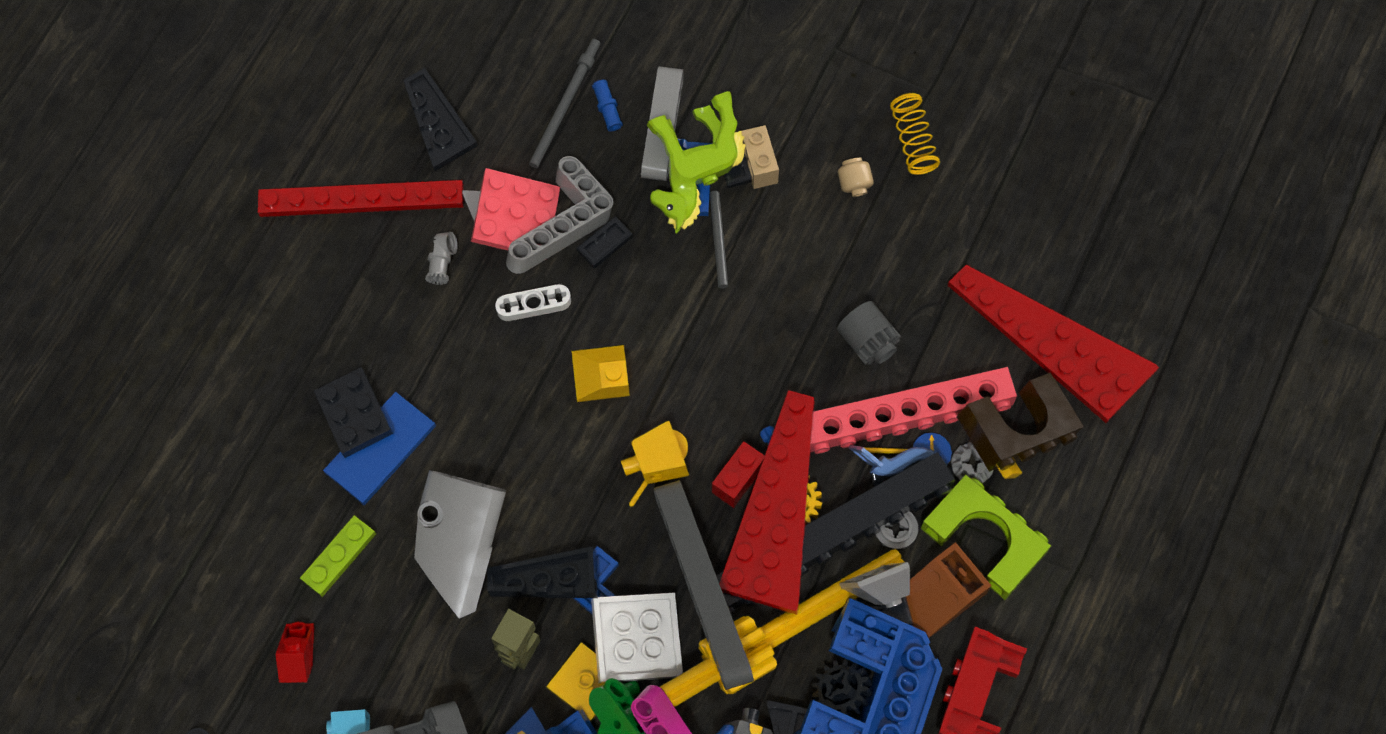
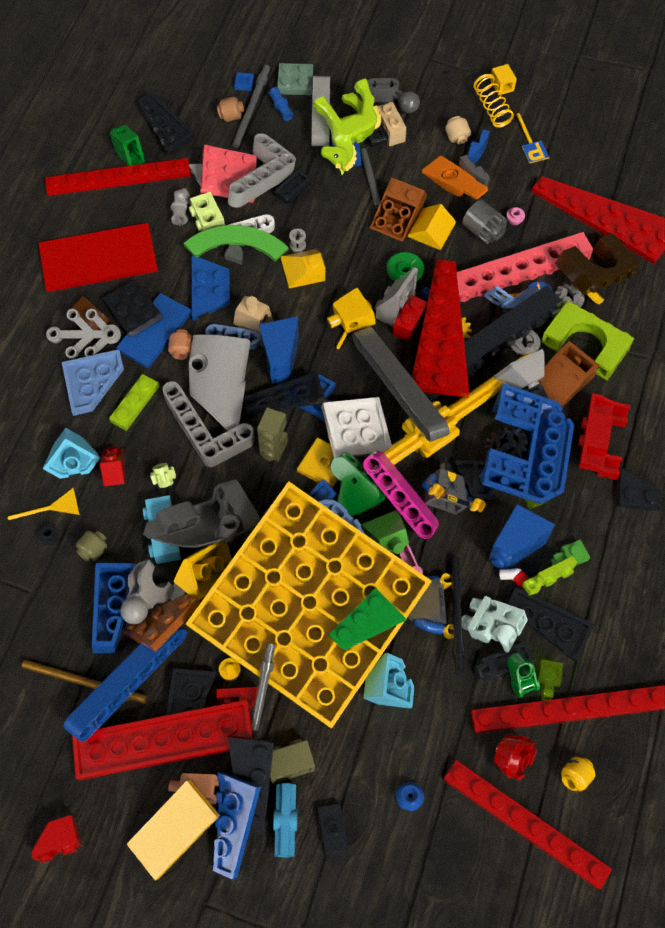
camera: 10 degrees left, 5 degrees down
(226, 698) = (66, 504): none -> yellow piece
(240, 629) = (70, 456): none -> medium azure slope
(282, 514) = (90, 379): none -> medium blue plate
(285, 446) = (86, 335): none -> light grey plant
(293, 416) = (82, 307): none -> reddish brown slope
(316, 323) = (97, 257): none -> red tile
(361, 675) = (163, 475): none -> yellowish green gear
(374, 145) = (125, 140): none -> green torso
(411, 477) = (180, 344): none -> nougat head
(419, 611) = (199, 430): none -> light grey beam
(464, 389) = (209, 287): none -> blue wing
(466, 471) = (227, 330): none -> medium blue beam
(478, 274) = (206, 212): none -> yellowish green brick
(507, 339) = (234, 254): none -> dark grey tile
(511, 315) = (236, 235): none -> bright green tile
(517, 445) = (251, 314): none -> tan torso
(533, 107) = (230, 109): none -> medium nougat head
(547, 503) = (279, 347): none -> blue slope
(560, 61) = (244, 81): none -> blue tile
(592, 327) = (300, 241): none -> light grey bush
(634, 64) = (295, 79): none -> sand green plate
(721, 443) = (396, 297): none -> light grey slope
(744, 381) = (404, 262): none -> green dish
(749, 298) = (398, 209): none -> dark orange slope
(764, 100) = (388, 91): none -> dark grey beam
(794, 329) = (433, 226): none -> yellow slope
(837, 254) = (454, 178): none -> orange piece
(868, 253) = (478, 172): none -> dark grey slope
(876, 213) = (477, 149): none -> blue slope
(913, 330) = (515, 215): none -> bright pink plate
(936, 99) = (504, 78): none -> yellow brick
(962, 219) = (533, 151): none -> piece

